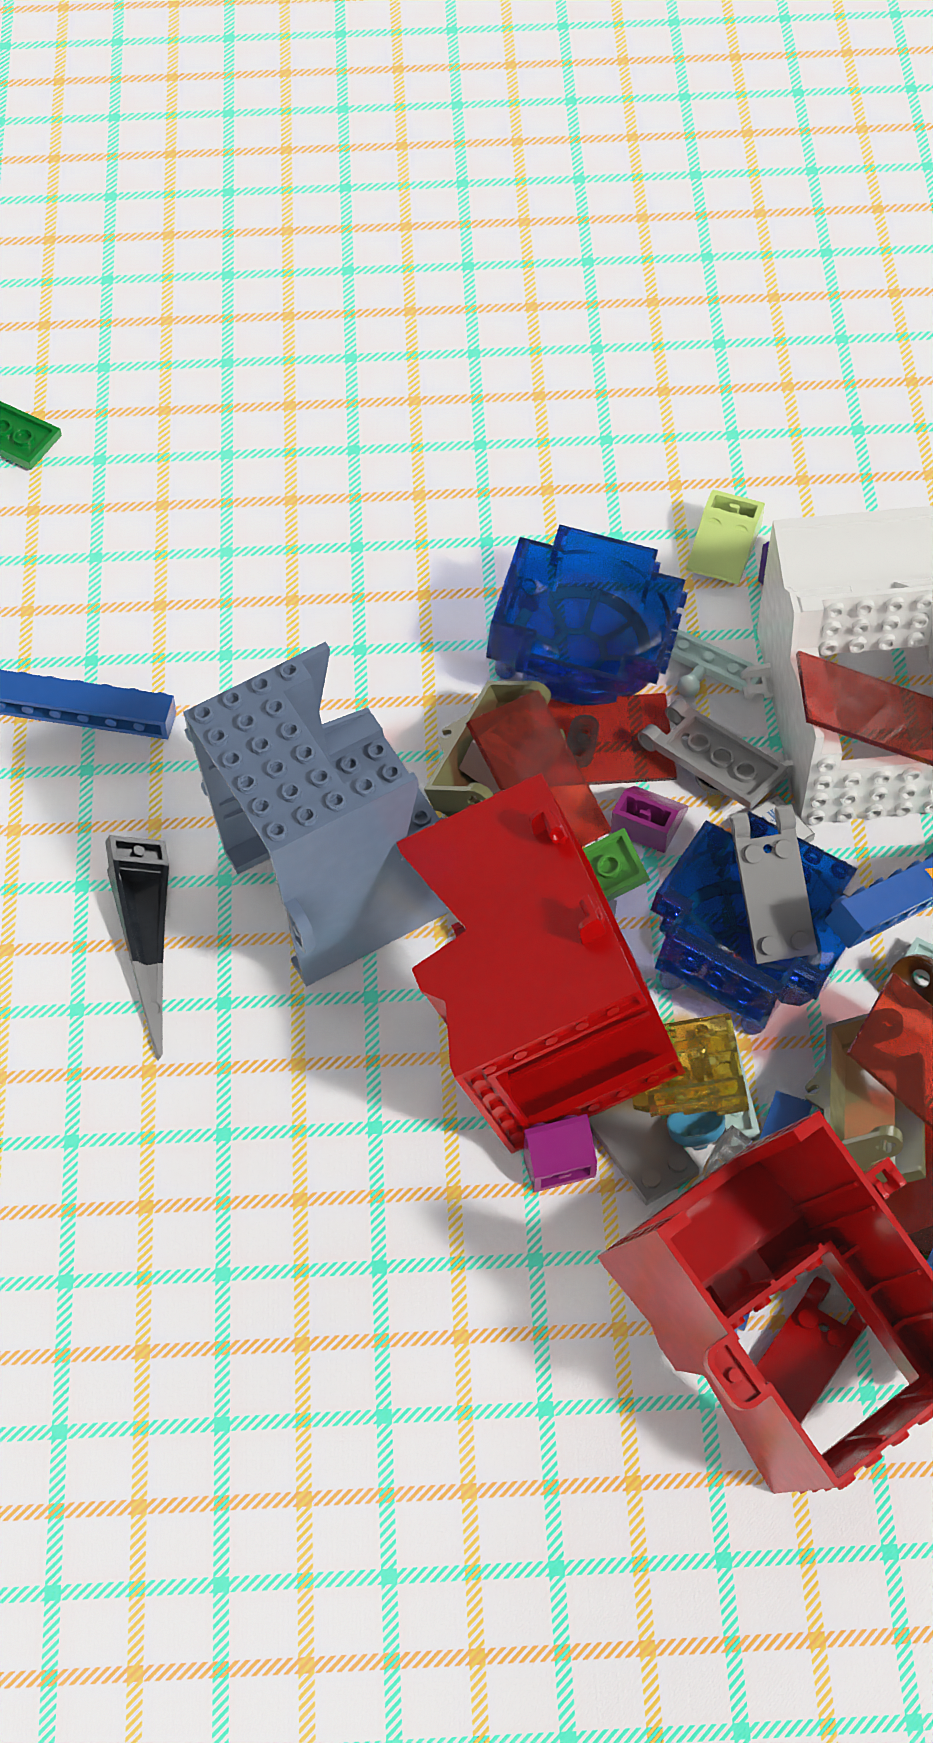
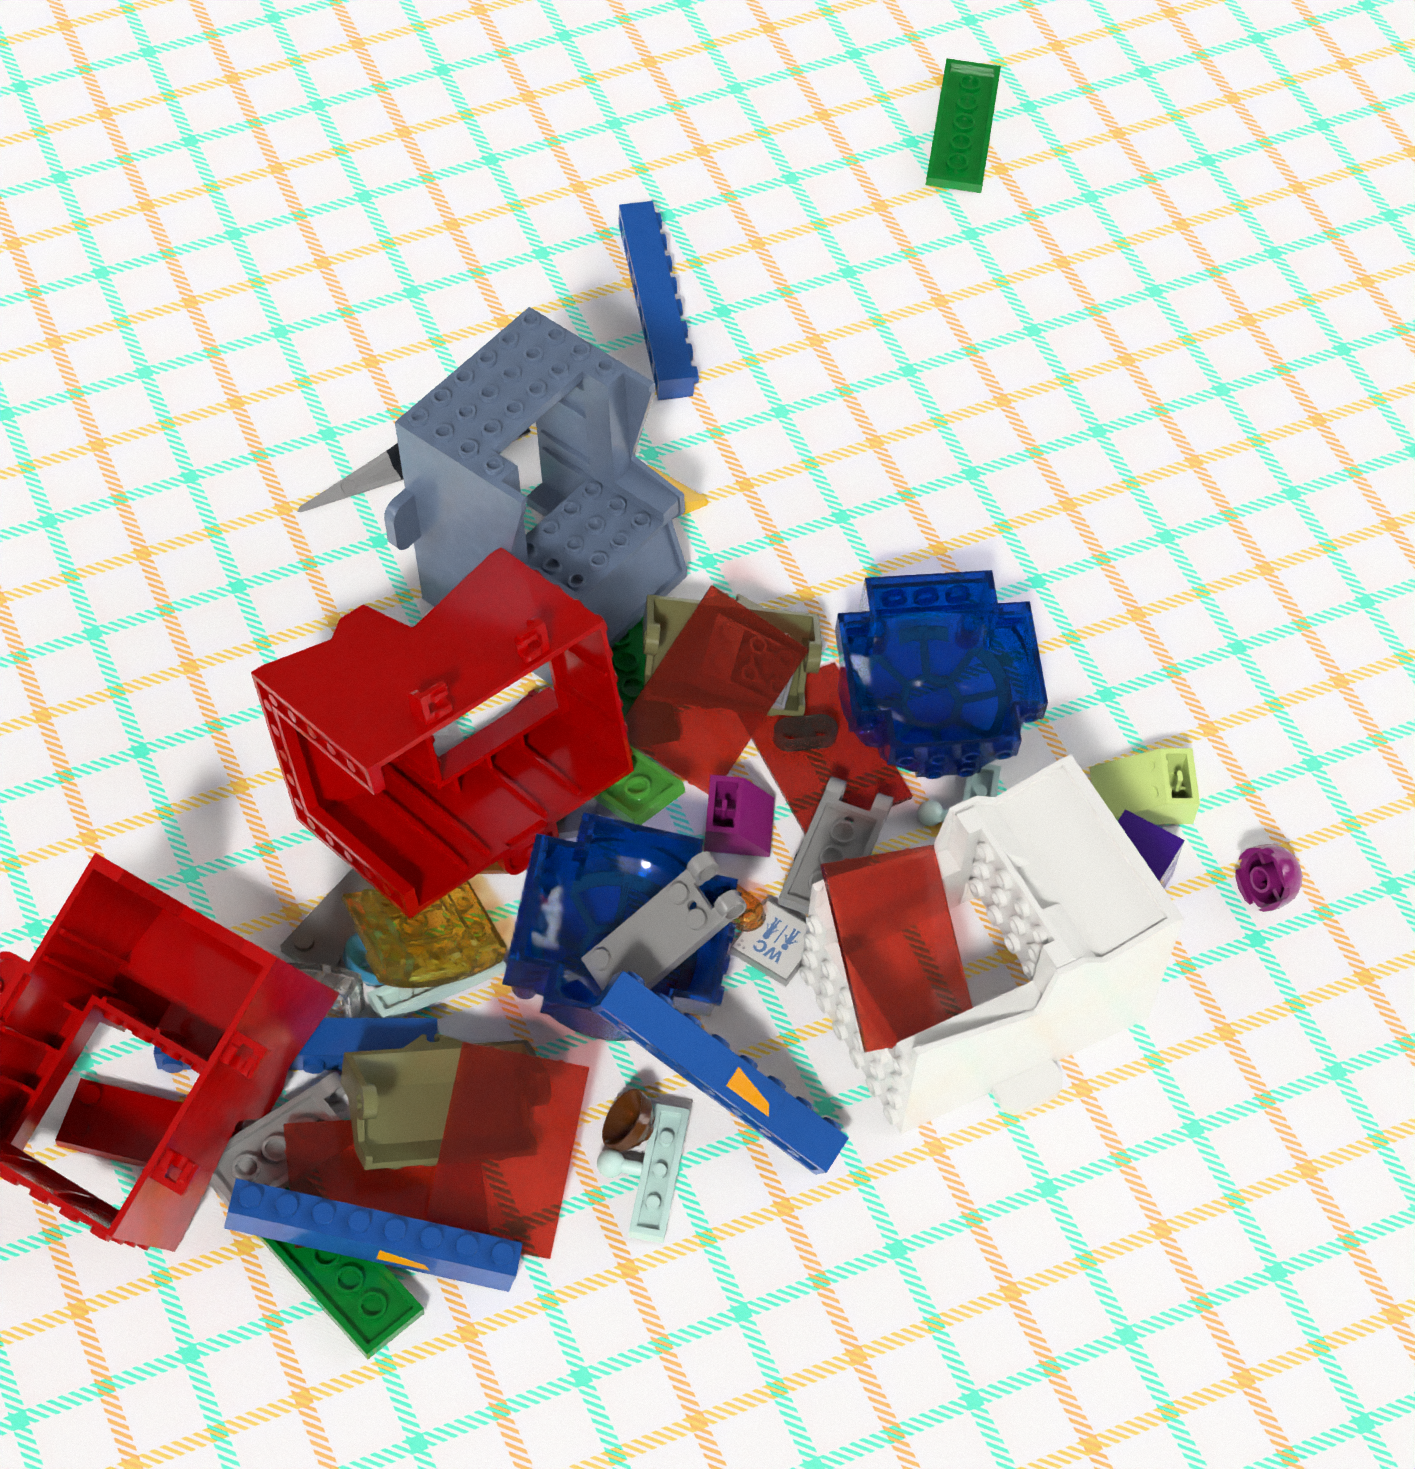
camera: 65 degrees right, 0 degrees up
(559, 1152) = (297, 849): magenta slope -> none
(836, 490) = (1268, 876): none -> magenta cylinder

